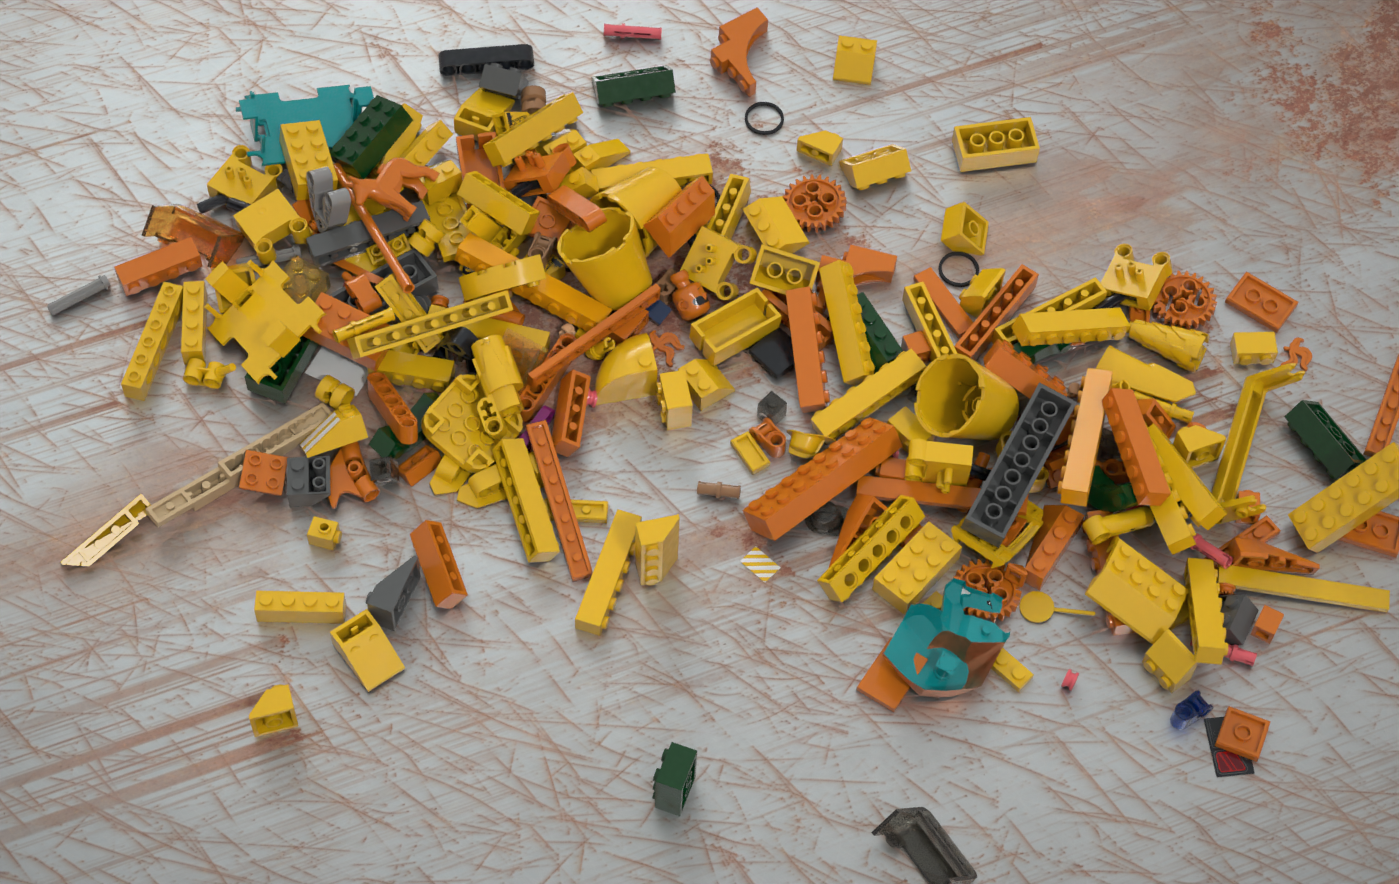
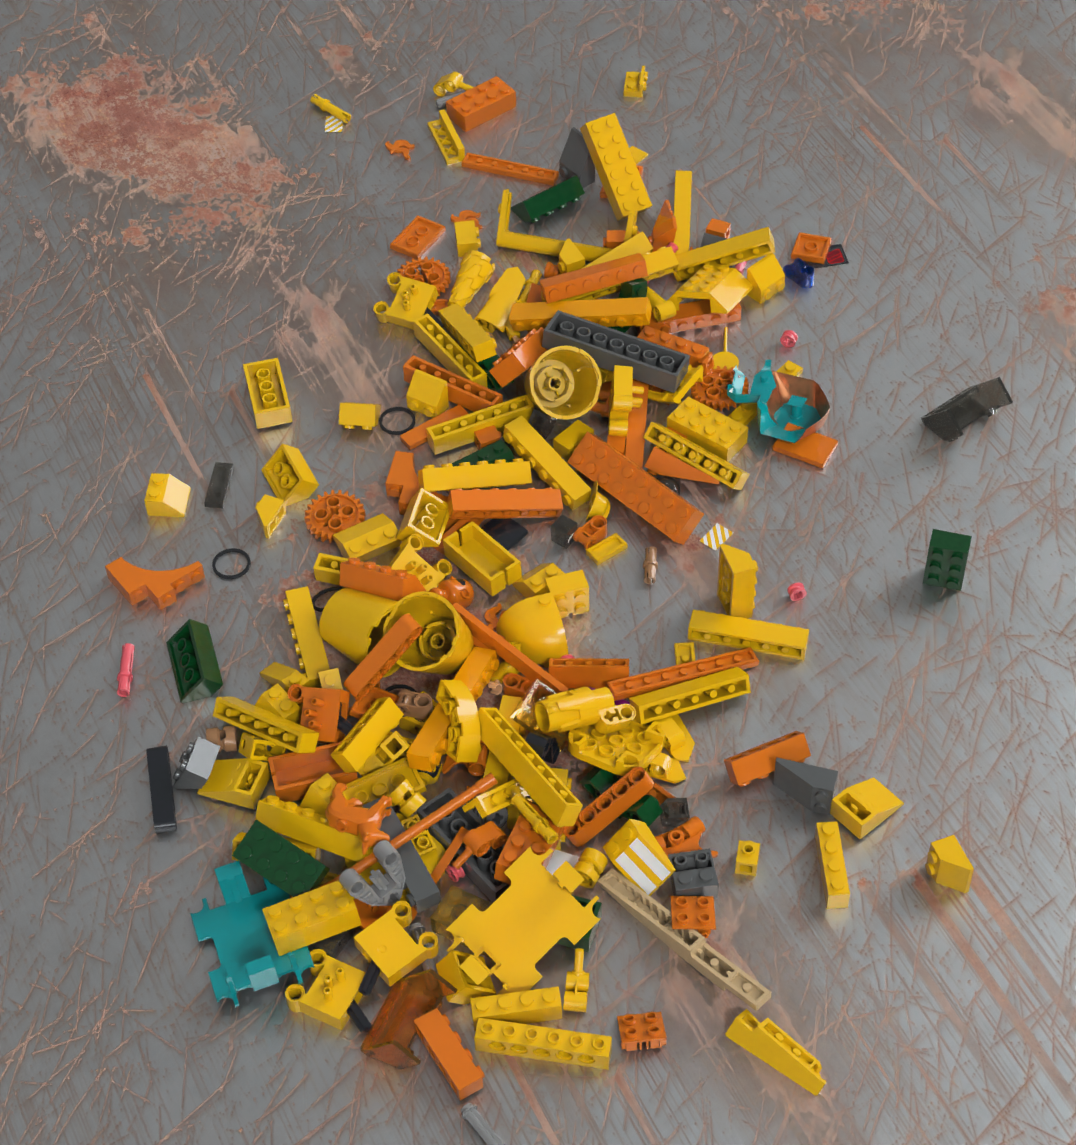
camera: 90 degrees left, 10 degrees down
(154, 422) = (641, 1028): none -> orange hinge
(664, 629) = (796, 591): none -> coral bush
(872, 107) = (219, 485): none -> clear smoke tile

